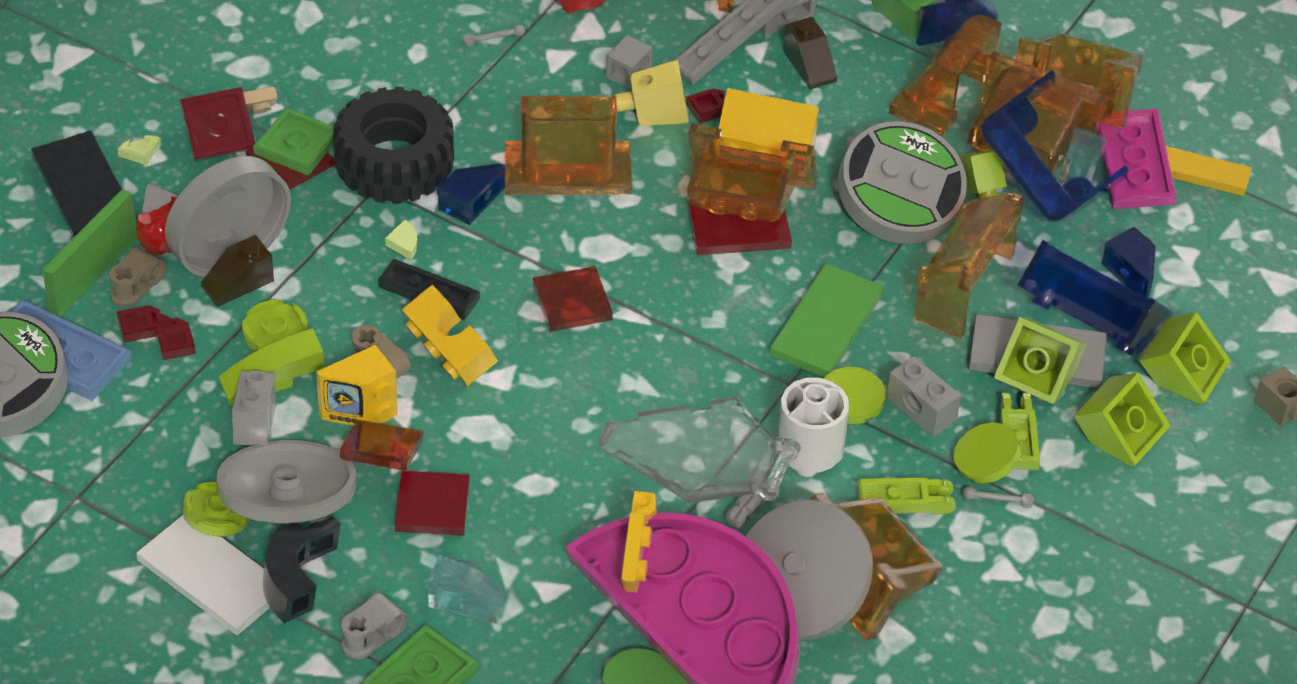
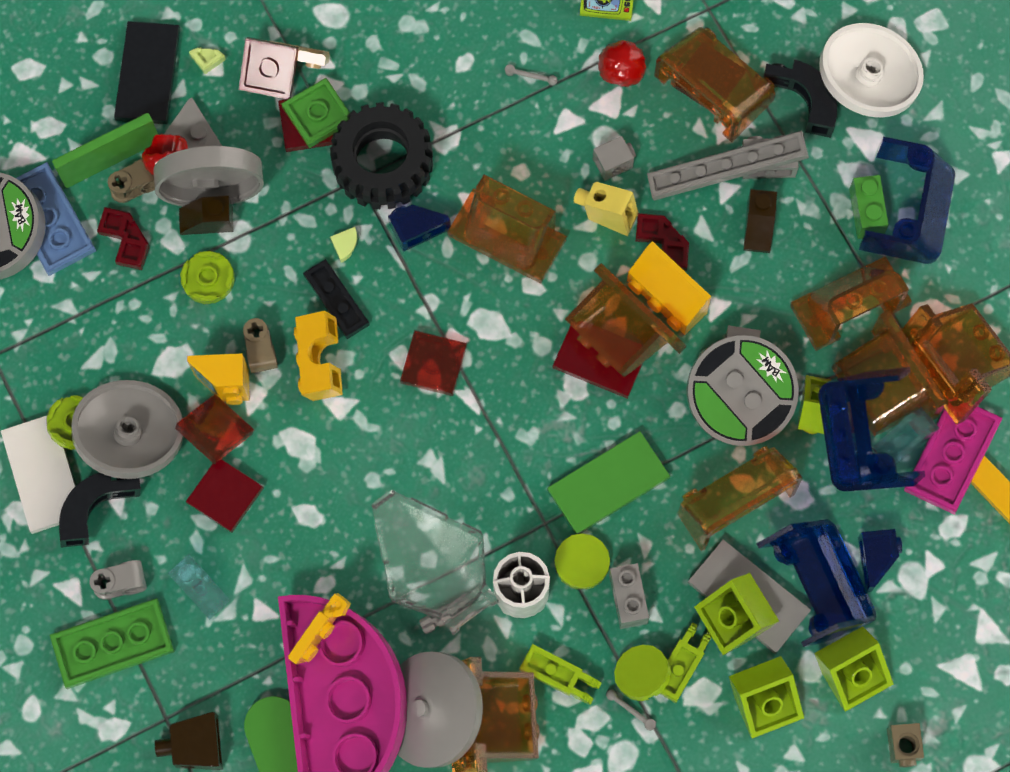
camera: 35 degrees right, 25 degrees up
(254, 408) = (143, 351): light grey brick -> none
(286, 358) = (181, 317): lime slope -> none

